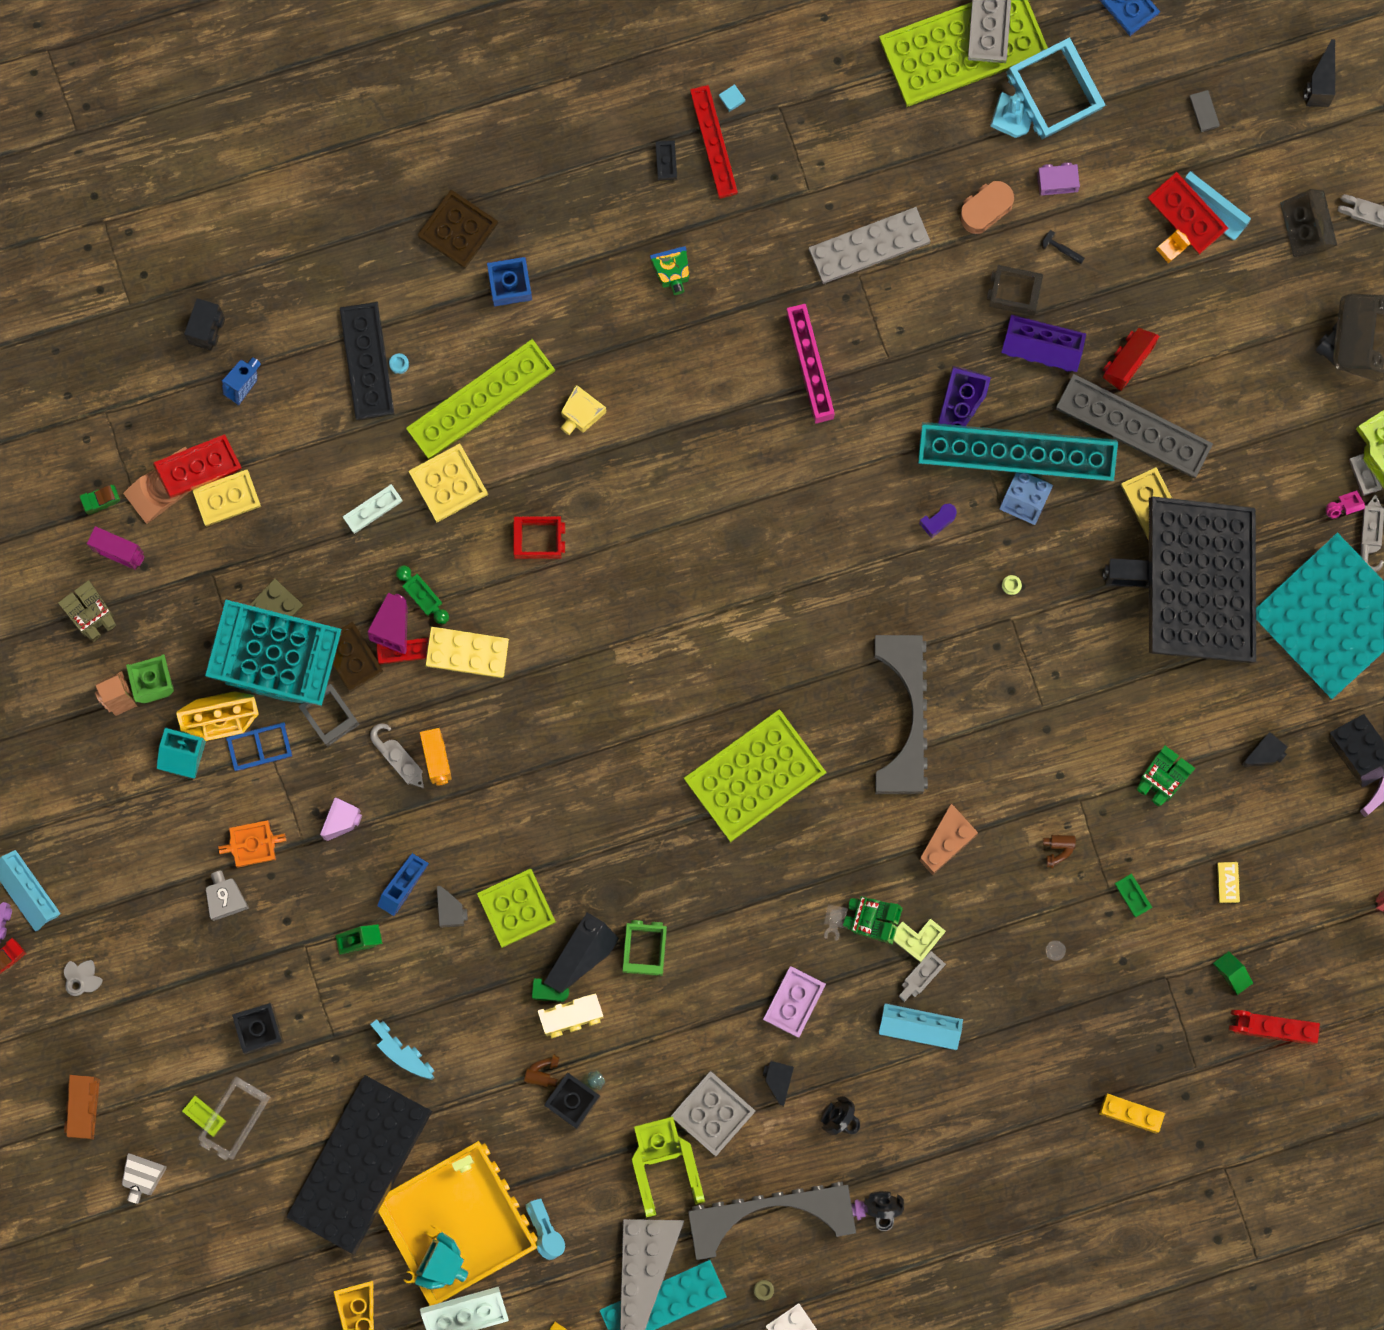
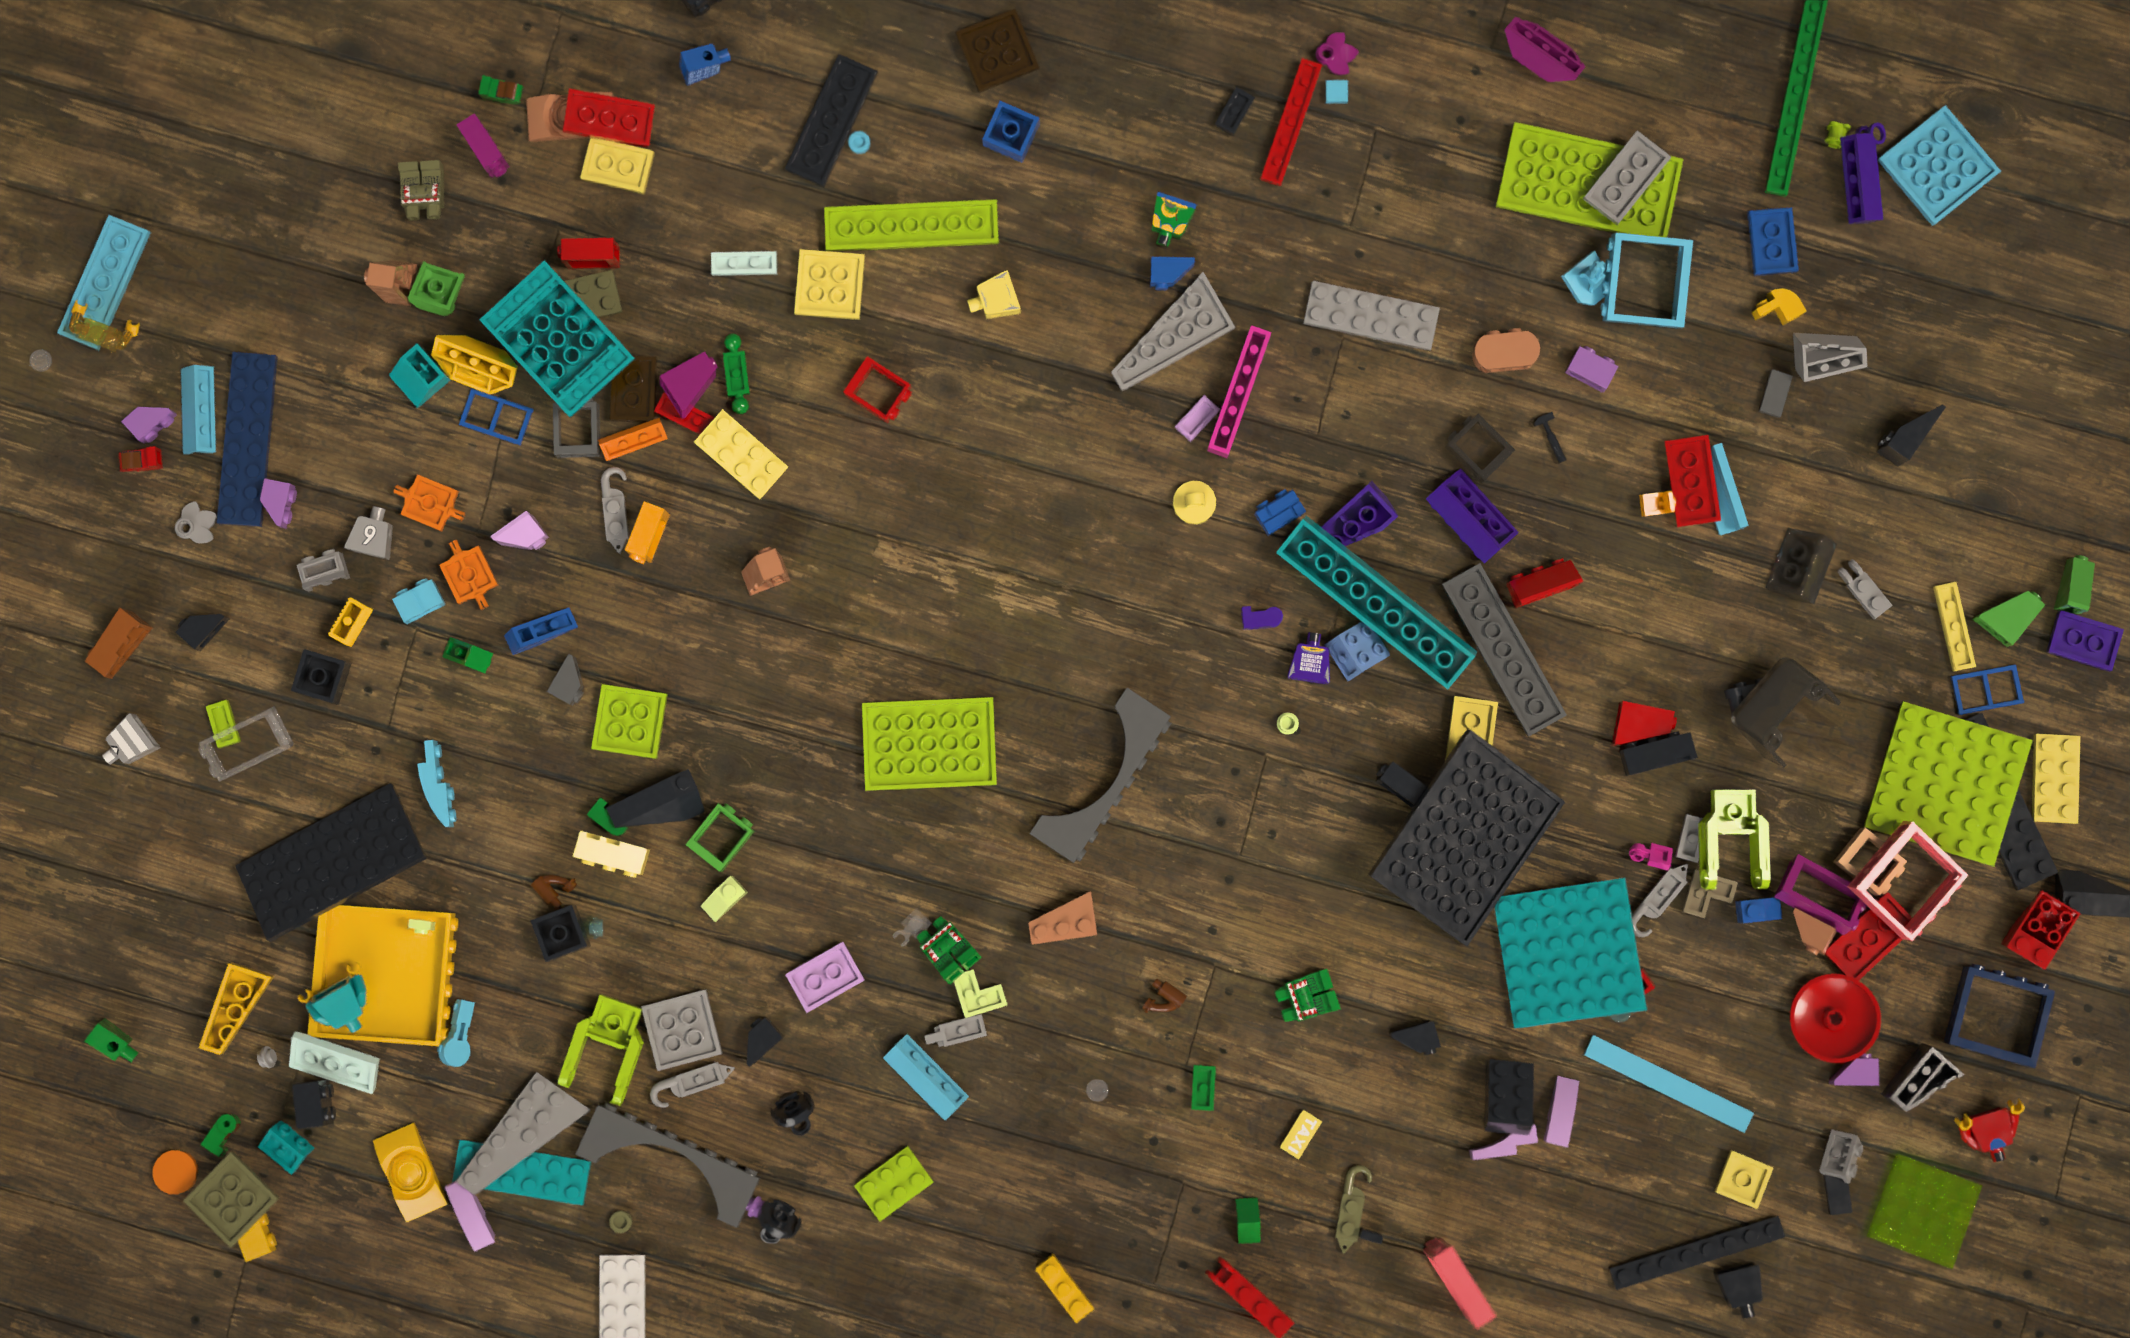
camera: 35 degrees right, 5 degrees up
(78, 888) = (247, 439): none -> dark blue plate
(132, 916) = (277, 500): none -> medium lavender slope
(139, 1054) = (201, 629): none -> black slope
(203, 948) = (322, 569): none -> light grey window
(251, 576) = (589, 253): none -> red window
(253, 972) = (350, 622): none -> yellow brick
(294, 923) = (418, 601): none -> medium azure brick
(319, 878) = (468, 575): none -> orange plate
(376, 694) = (632, 439): none -> orange plate
(545, 726) = (765, 571): none -> nougat wedge
(678, 993) = (724, 898): none -> yellowish green slope
(696, 309) = (1169, 270): none -> blue slope
(715, 69) = (1339, 54): none -> magenta plate
(736, 345) = (1184, 328): none -> light grey wing
(746, 1148) = (692, 1081): none -> light grey plate
(791, 404) = (1197, 418): none -> lavender tile
(831, 467) = (1194, 502): none -> light yellow tile
(900, 433) = (1279, 512): none -> blue brick
(950, 1122) = (894, 1183): none -> lime plate
(998, 528) = (1310, 661): none -> dark purple torso
(1164, 41) = (1783, 302): none -> yellow brick
(1223, 58) = (1827, 355): none -> light grey wedge
(1271, 413) = (1641, 722): none -> red slope
(1299, 427) = (1657, 753): none -> black wedge
(1303, 913) = (1351, 1209): none -> olive plate
(1331, 922) = (1370, 1236): none -> black tile

